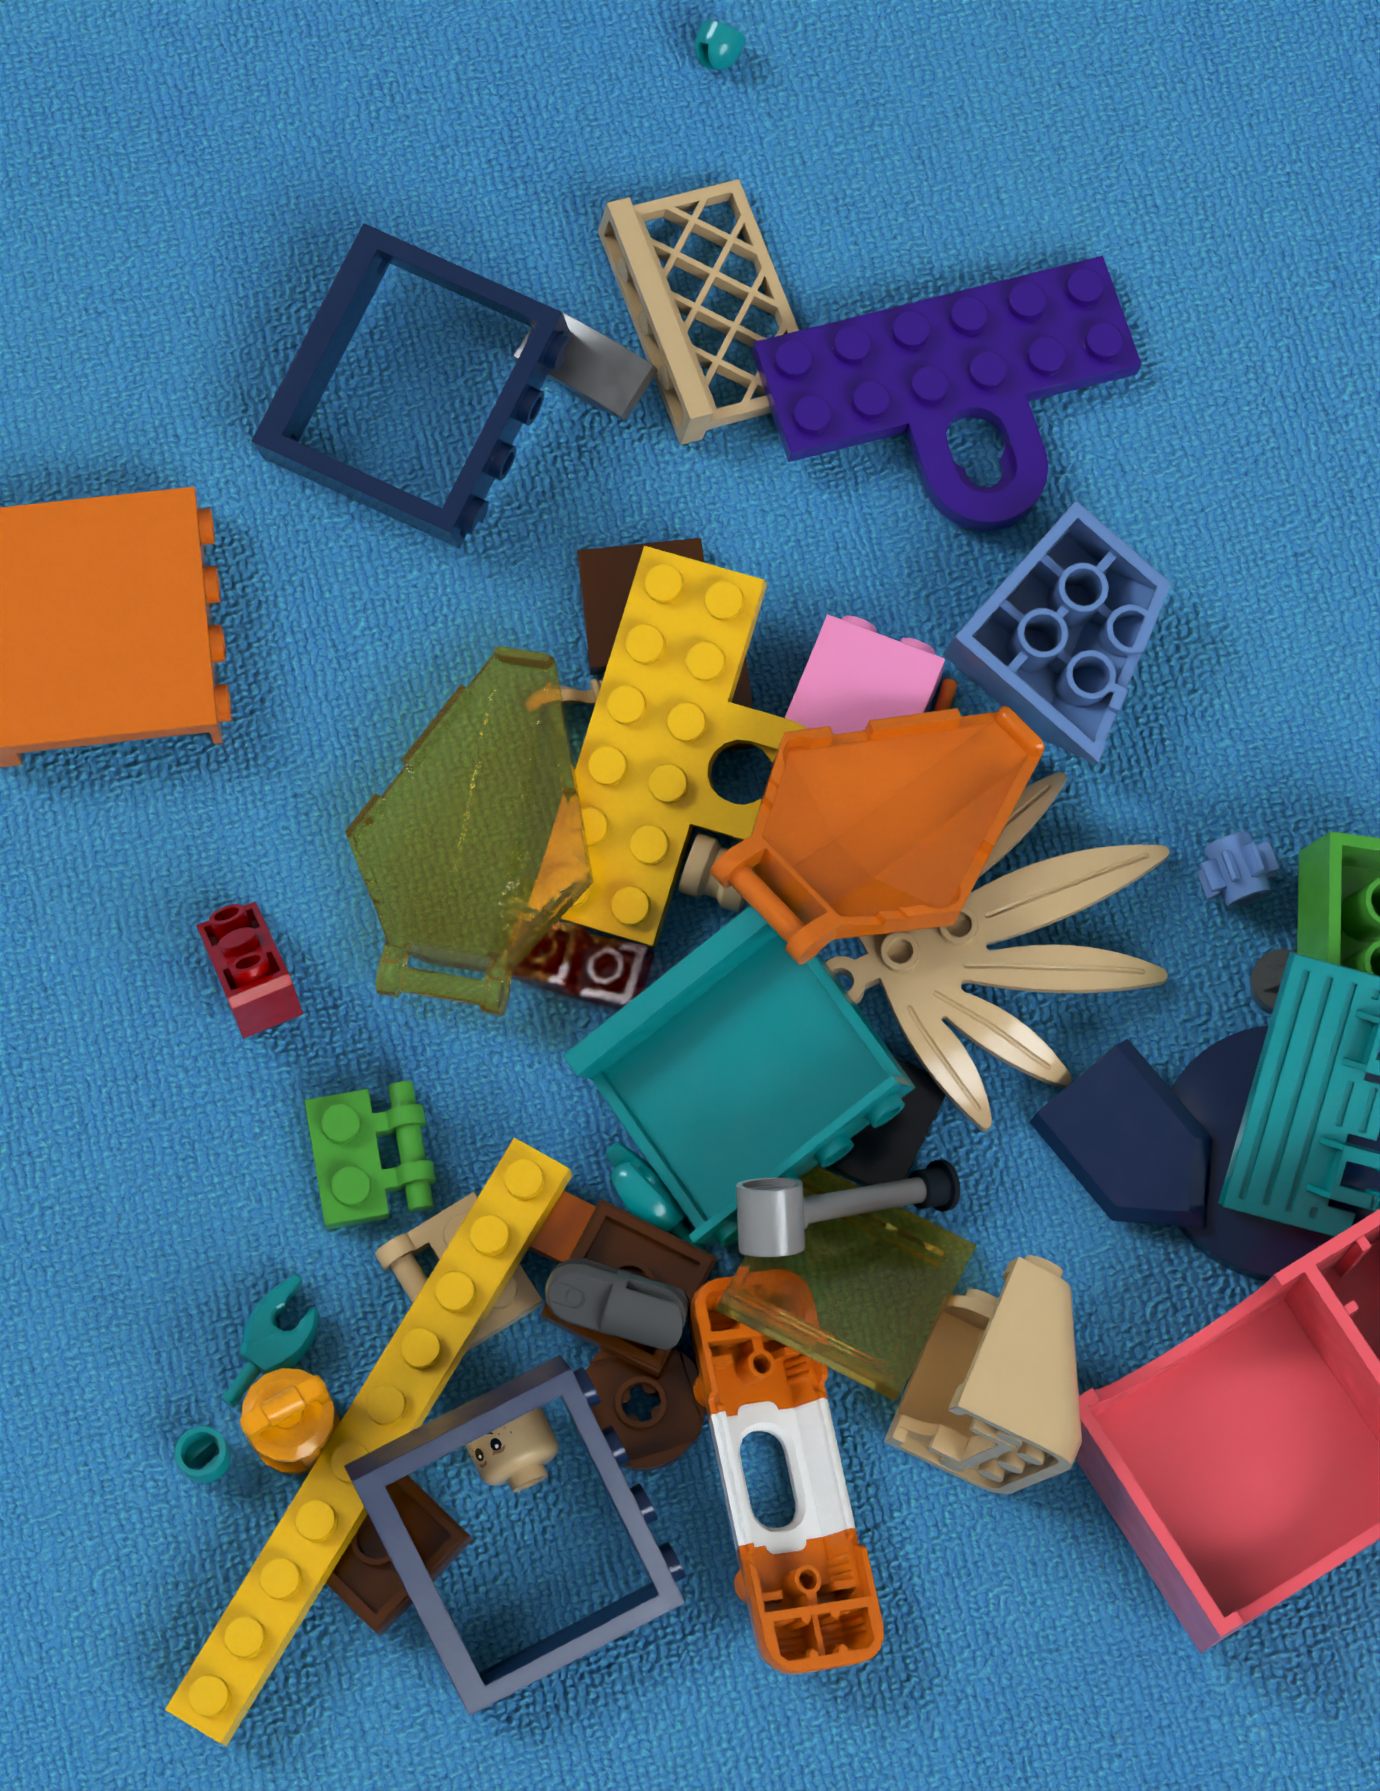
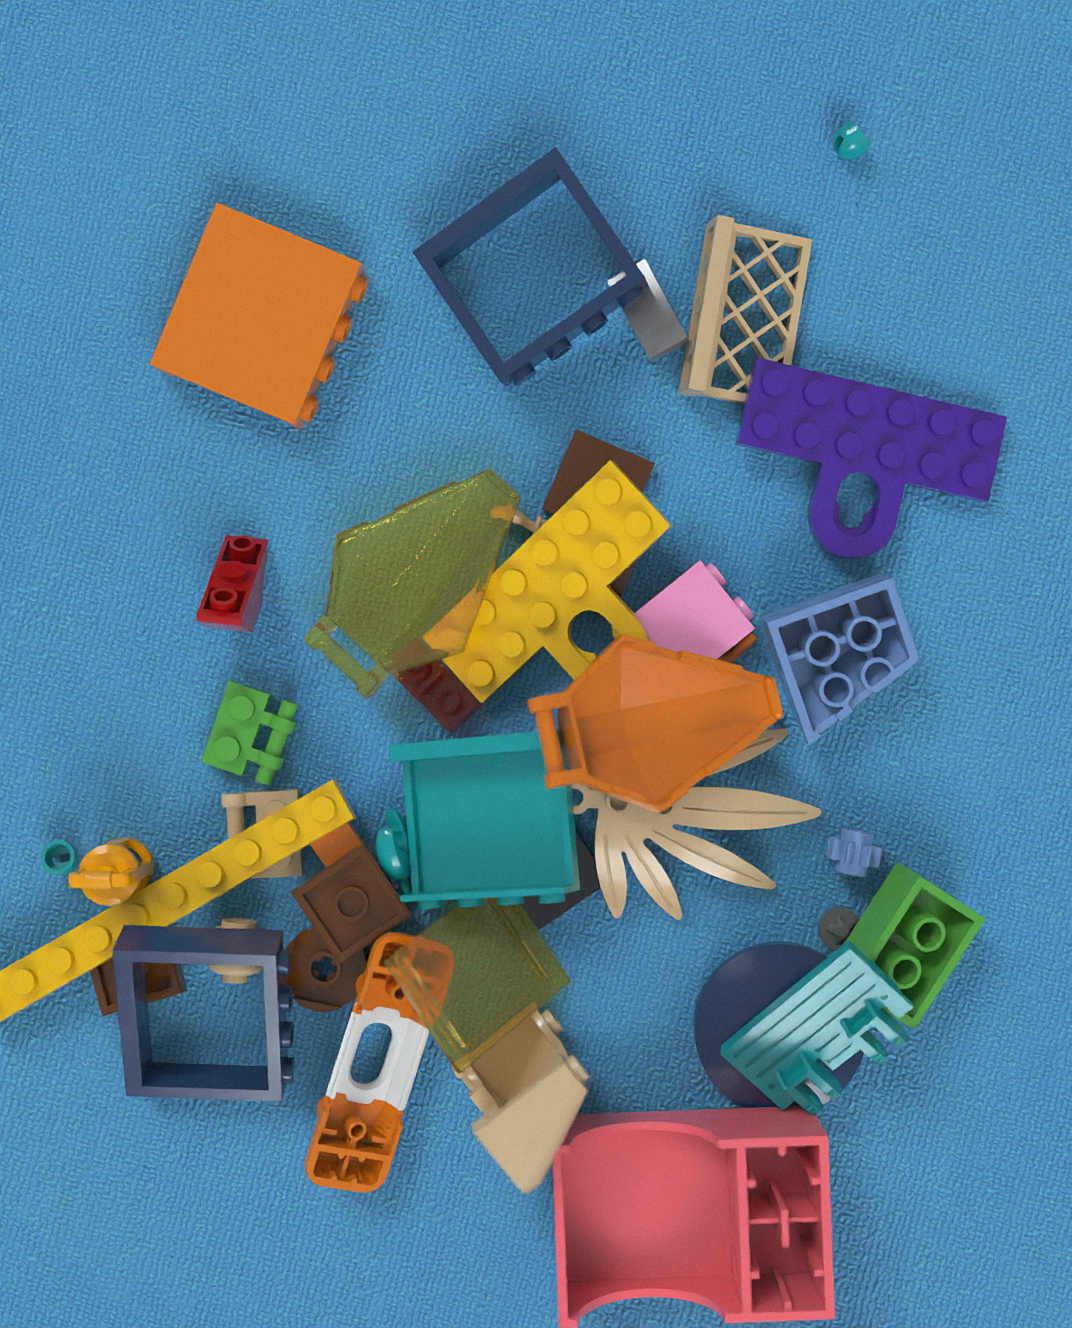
camera: 30 degrees right, 15 degrees up
(267, 1346) = (131, 813): teal hand -> none
(617, 1302) = (334, 918): dark grey arm -> none
(697, 879) = (544, 676): tan wheel -> none
(775, 1213) = (455, 920): light grey piece -> none
(1130, 1141) = (693, 976): dark blue tile -> none

